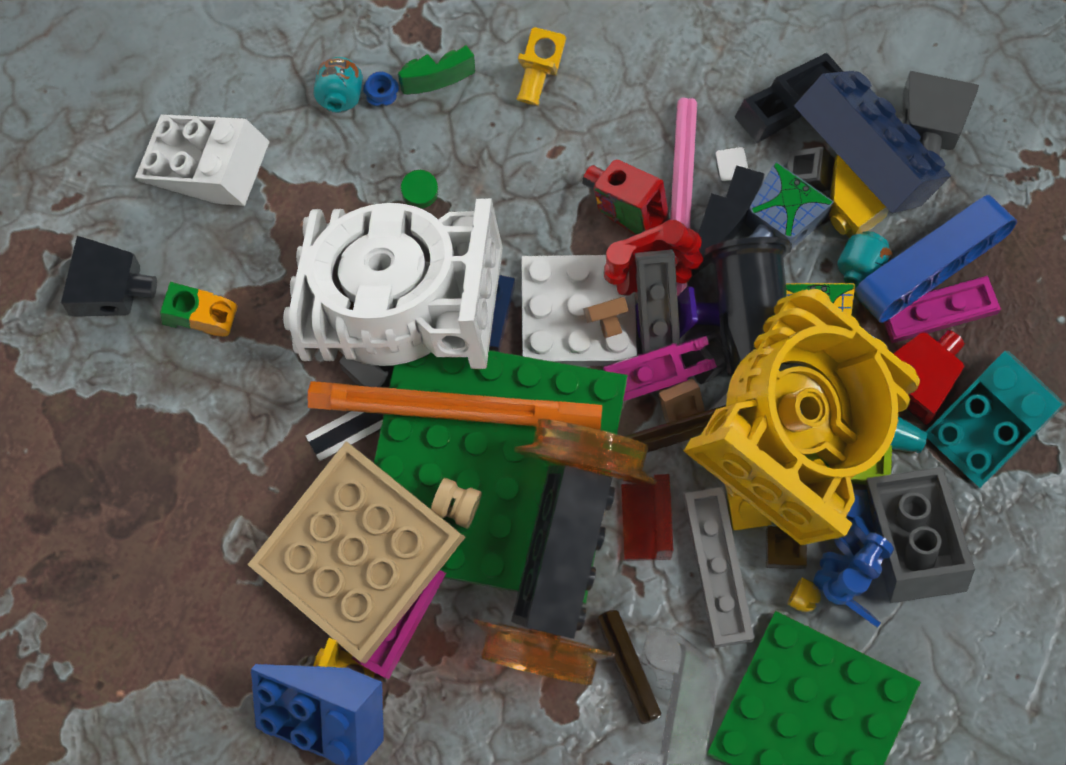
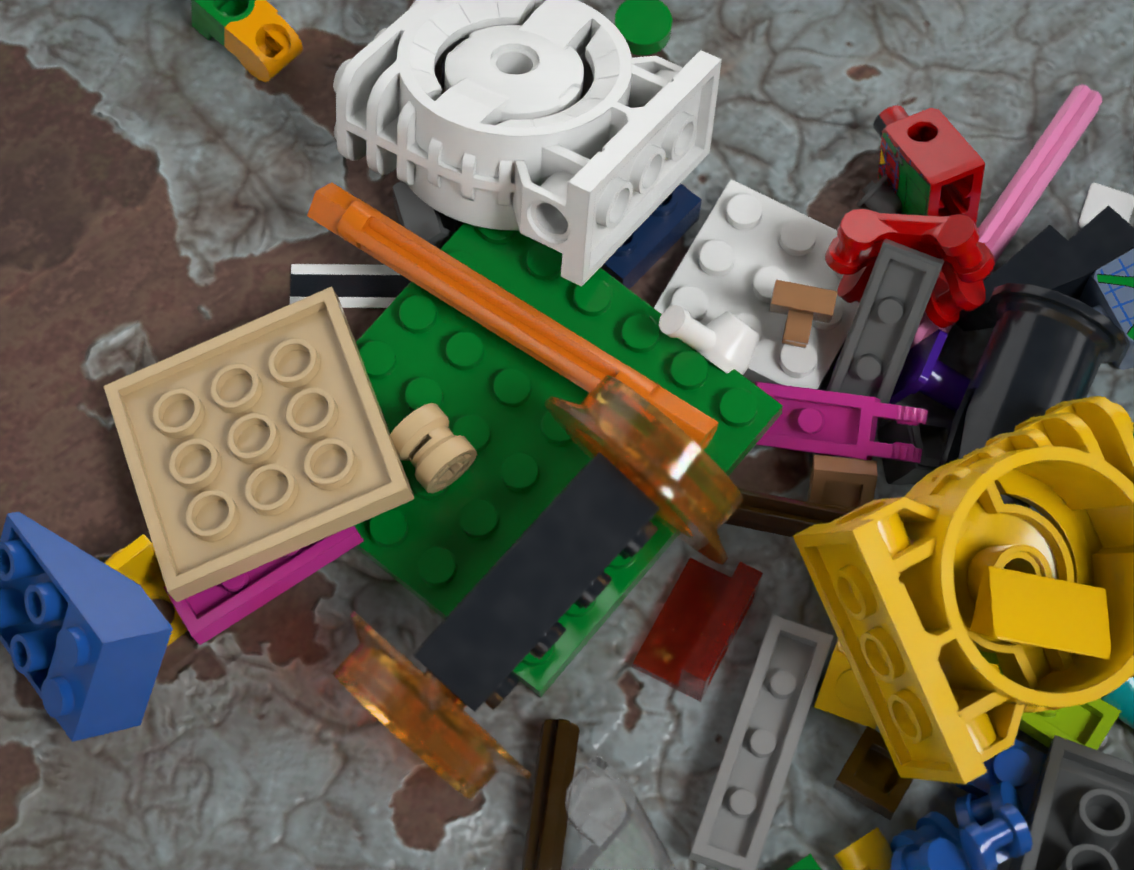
camera: 25 degrees right, 5 degrees down
(574, 356) = (724, 341): none -> white bar
(608, 223) = (880, 197): none -> dark grey piece
(833, 421) = (1042, 612): none -> yellow slope

